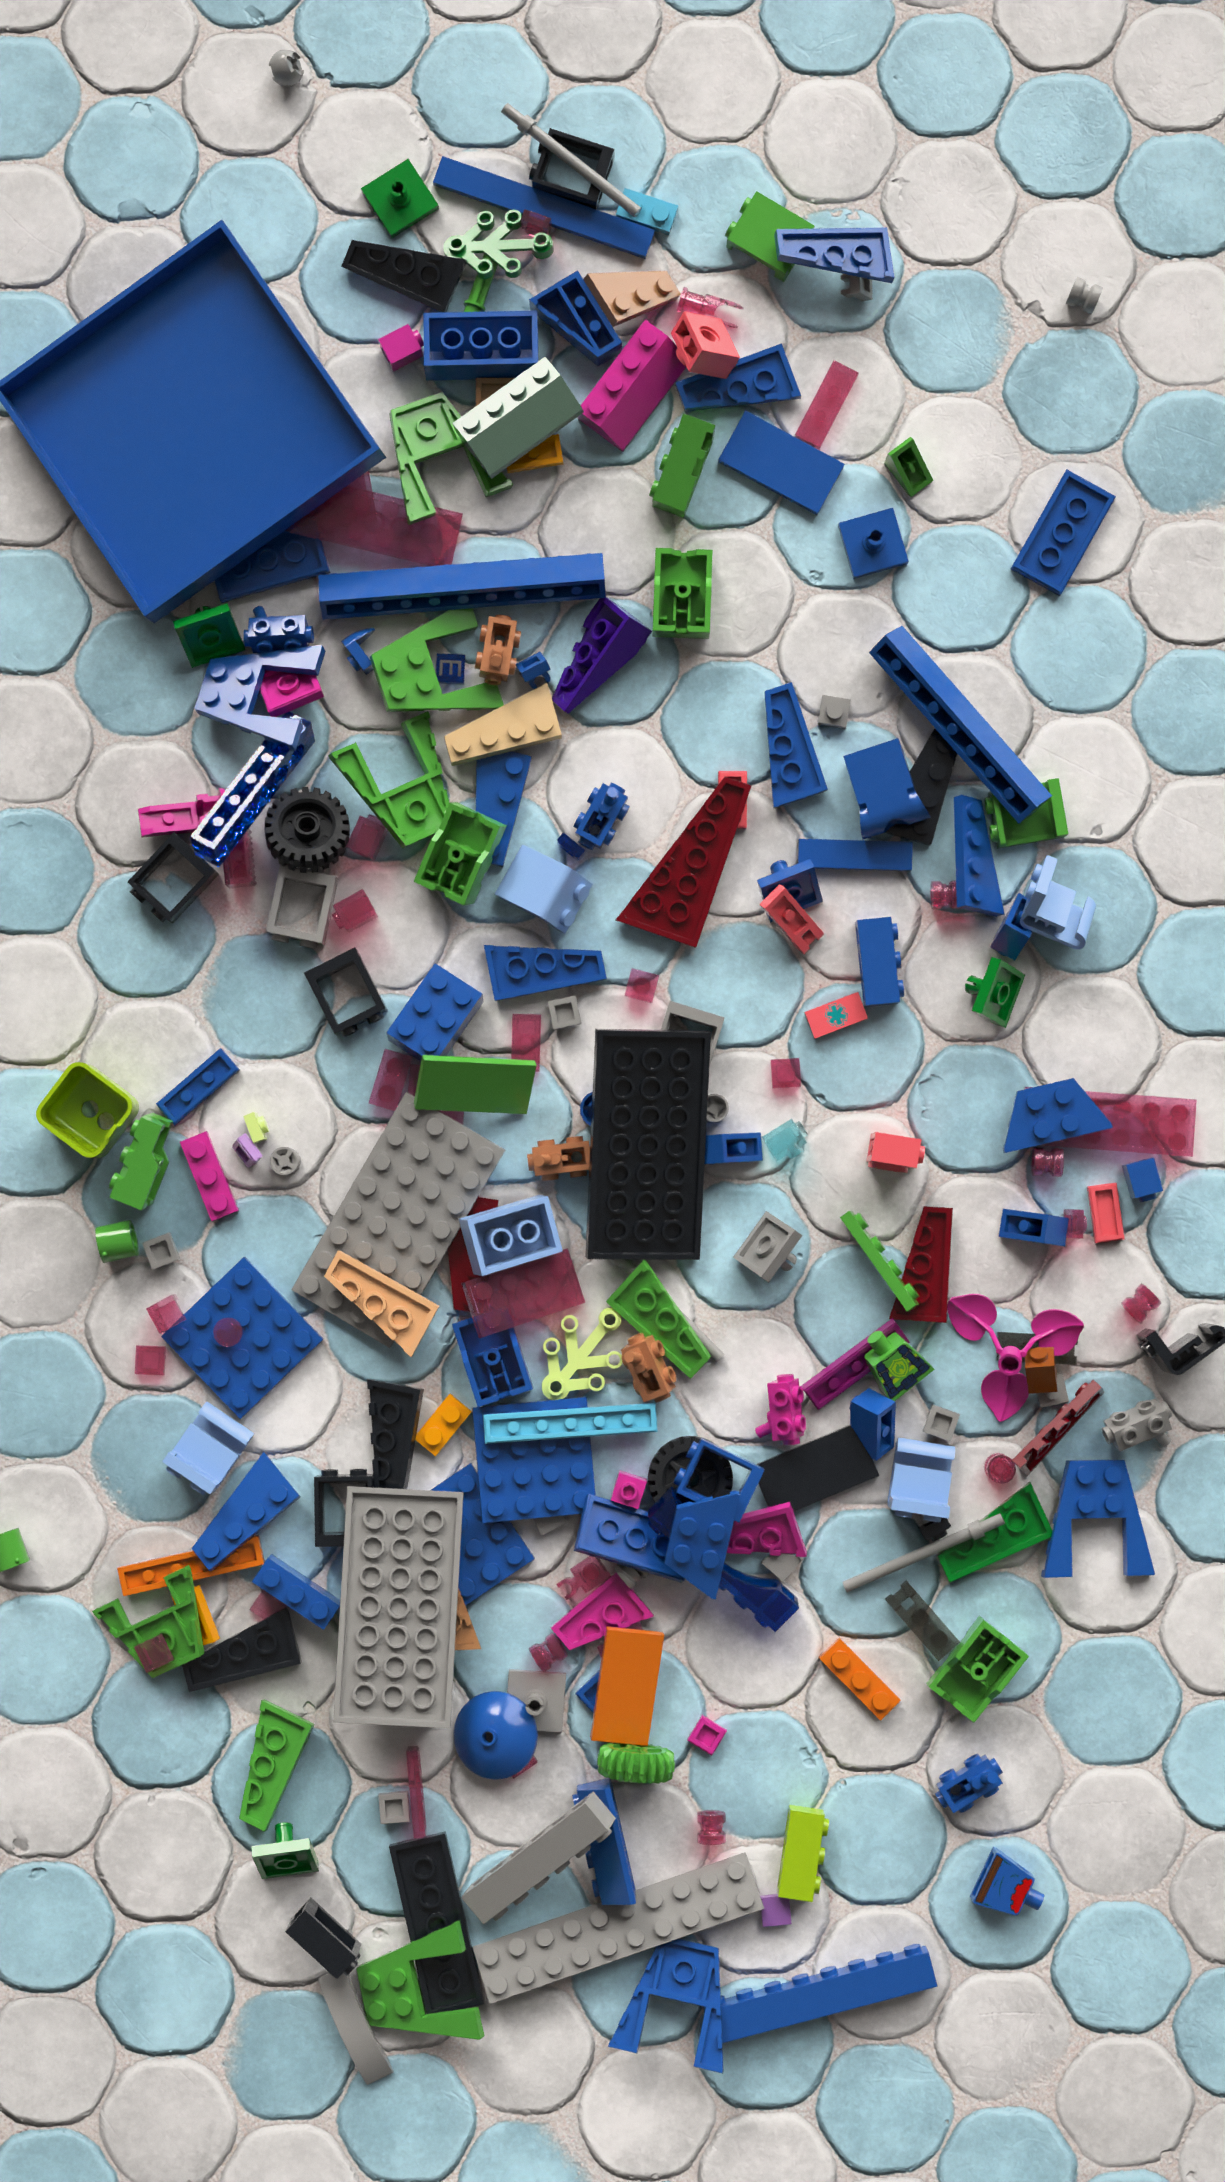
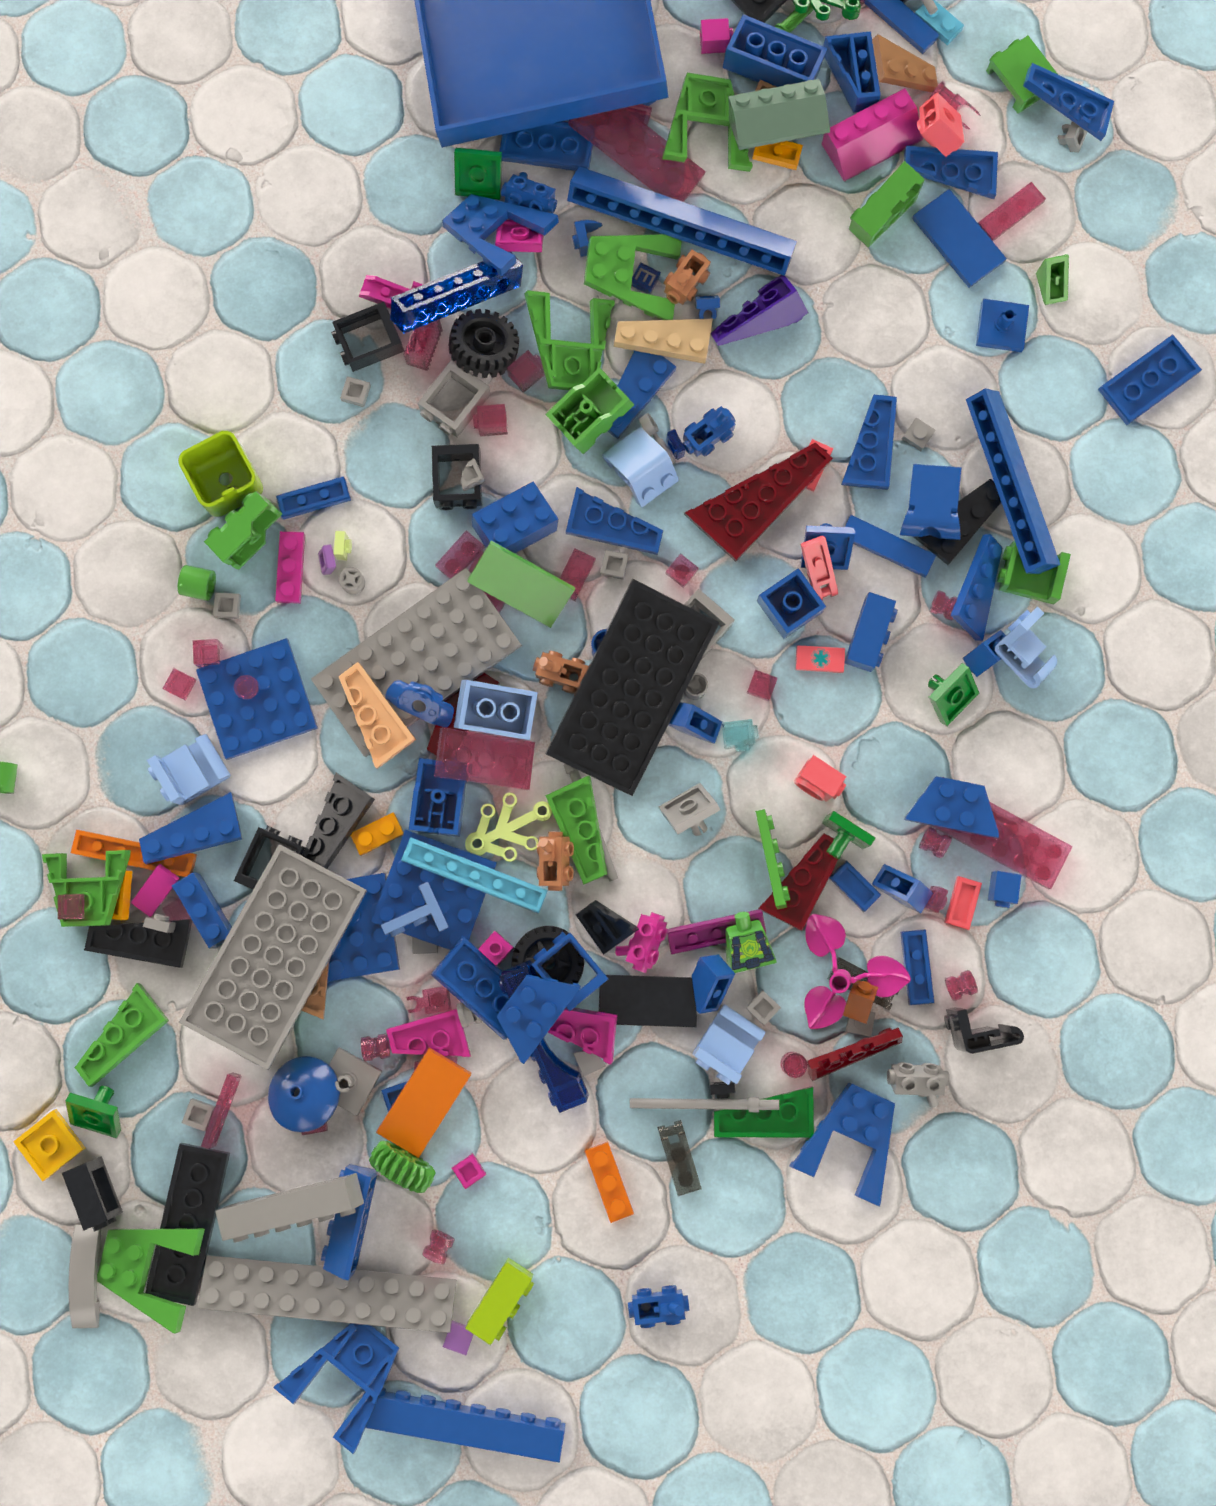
camera: 20 degrees right, 5 degrees down
(188, 946) = (355, 391): none -> light grey plate
(234, 1594) = (155, 890): none -> dark pink tile
(251, 1910) = (49, 1145): none -> yellow plate
(258, 1627) = (160, 923): none -> light grey plate
(364, 987) = (471, 475): none -> light grey tile
(405, 1264) = (436, 711): none -> blue piece
(532, 1494) = (418, 915): none -> medium blue bracket
(535, 840) = (651, 428): none -> light grey piece
(682, 593) = (842, 297): bright green piece -> none
(734, 1412) = (605, 926): none -> black wing
(778, 970) = (791, 603): none -> blue brick
(947, 1199) = (847, 833): none -> green tile
(977, 1669) = (705, 1217): bright green piece -> none
(982, 1247) = (854, 886): none -> blue tile
(1005, 1885) = (650, 1404): blue torso -> none
(1086, 1304) = (918, 966): none -> blue tile

